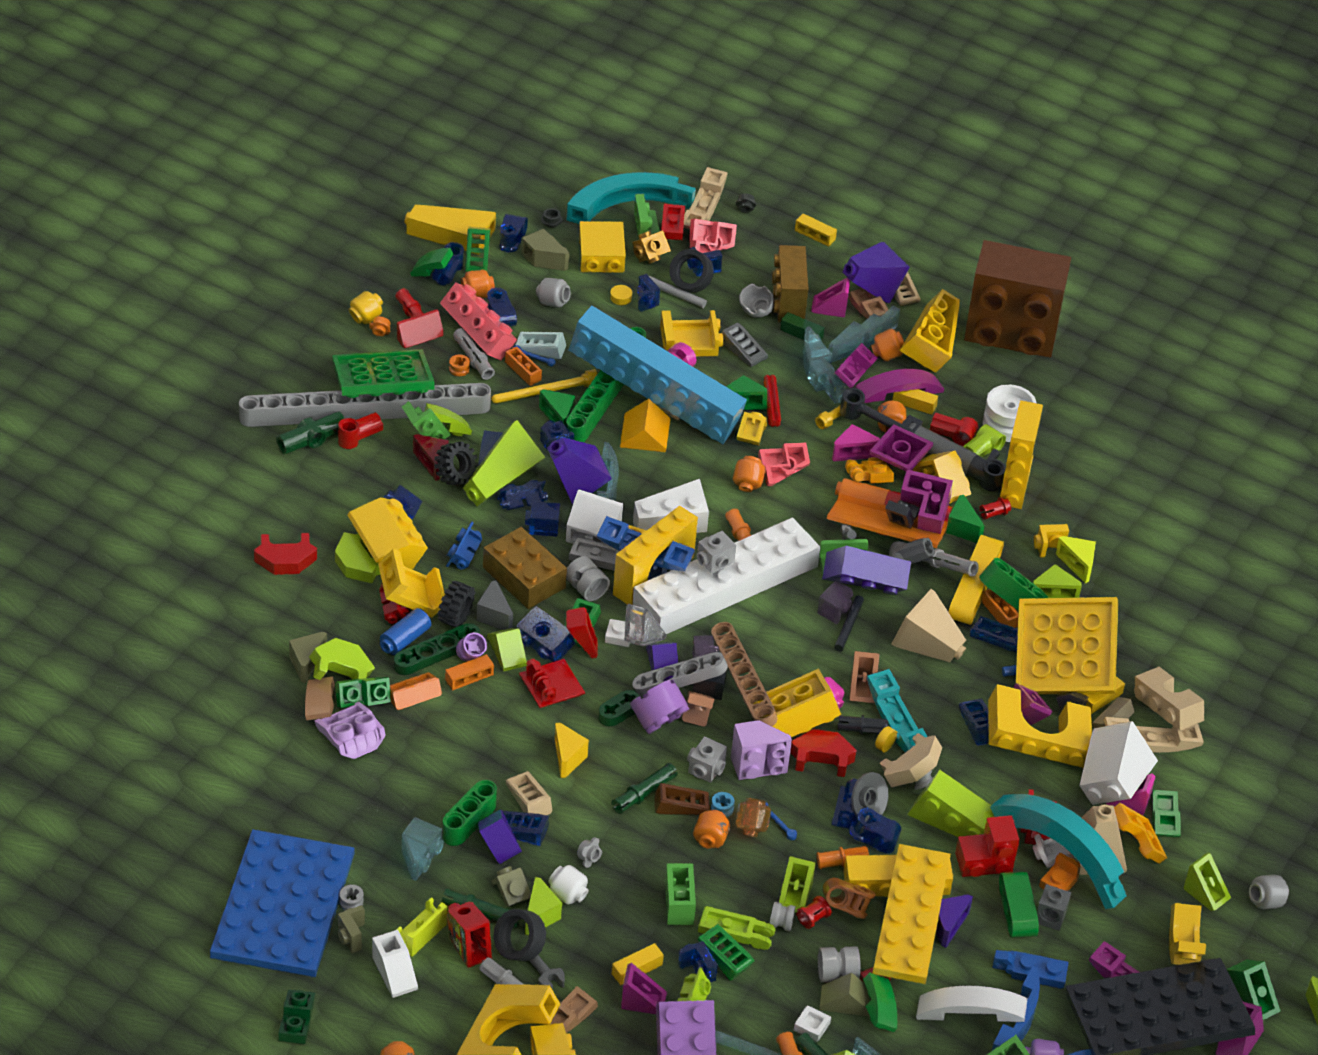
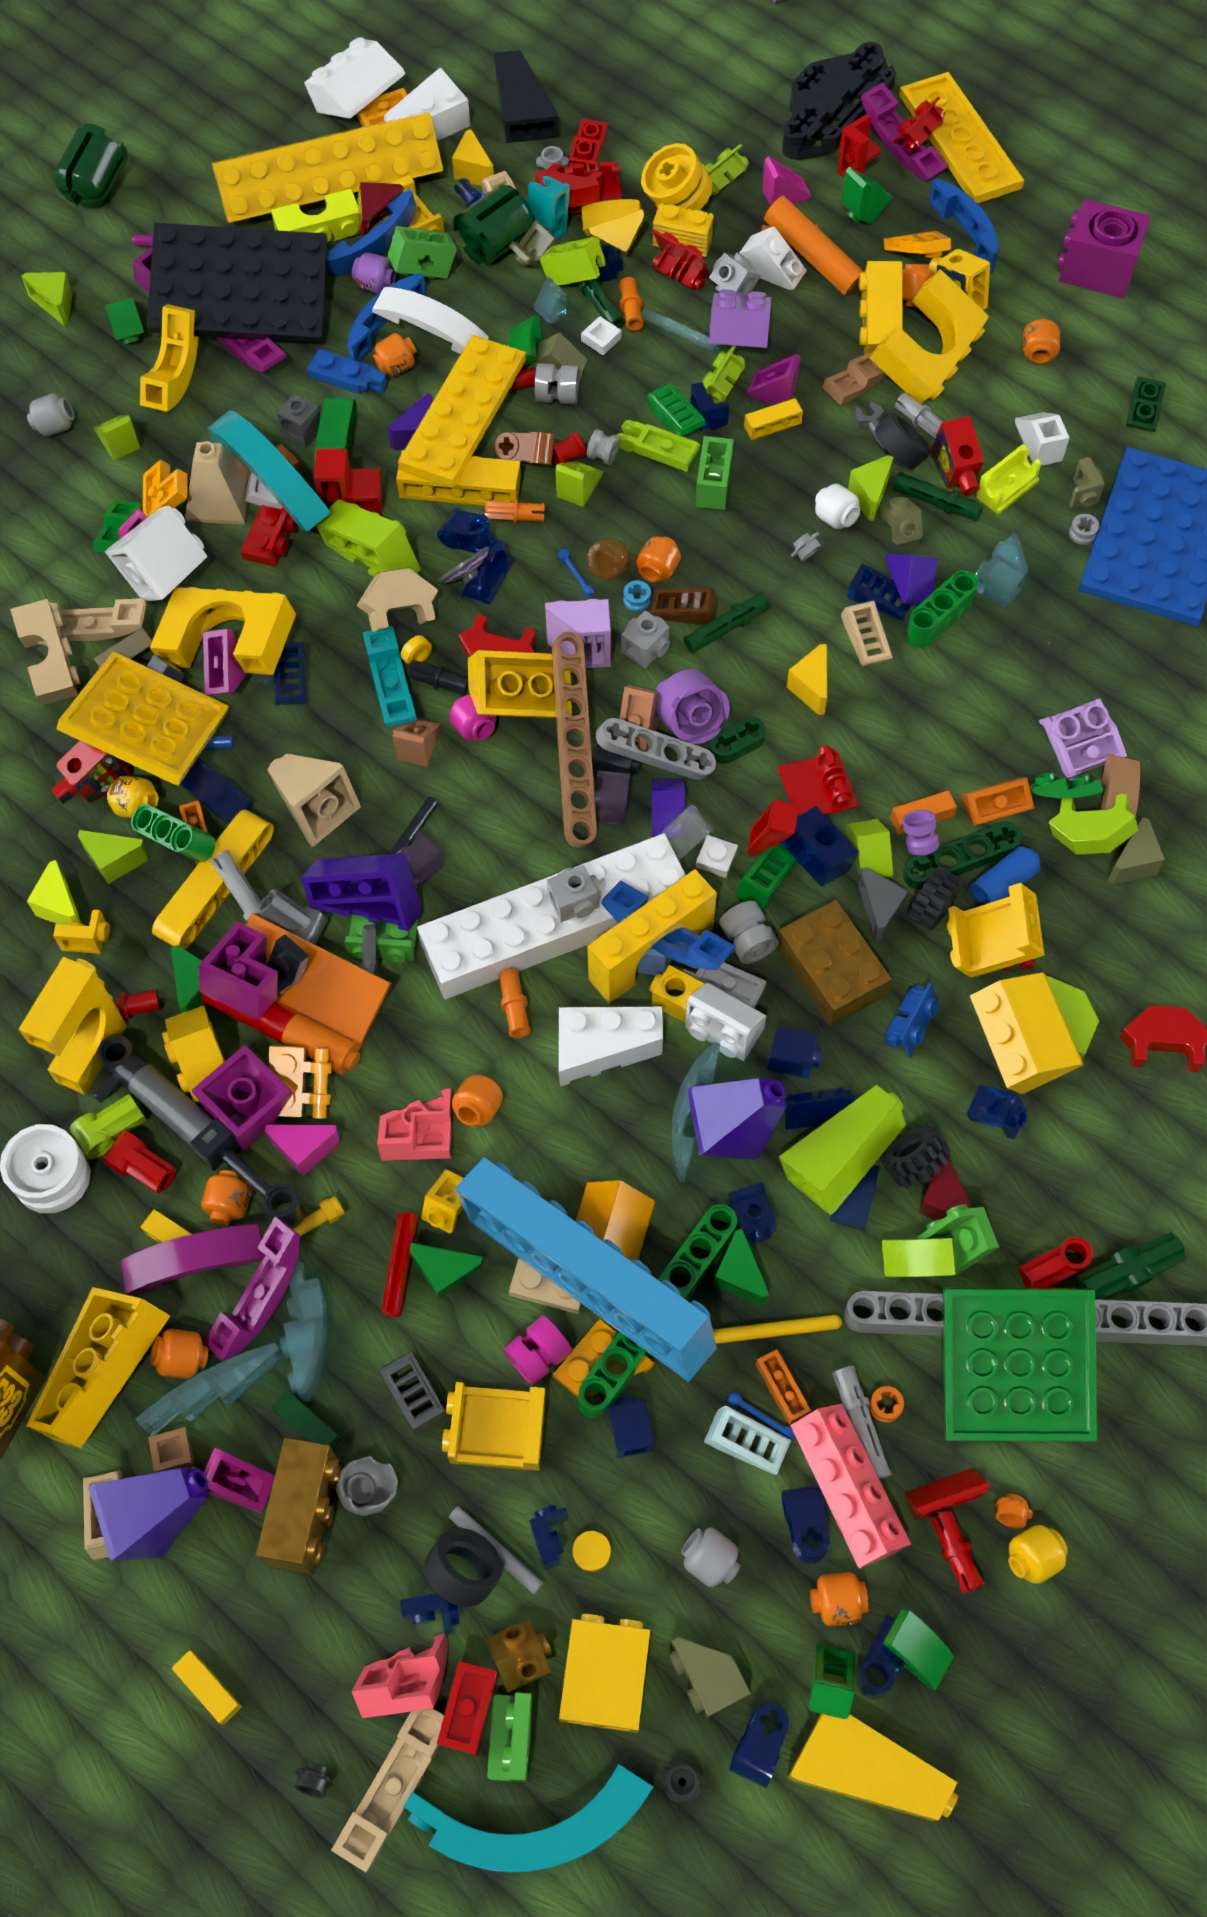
camera: 165 degrees left, 20 degrees up
(995, 975) = (394, 355): none -> orange head

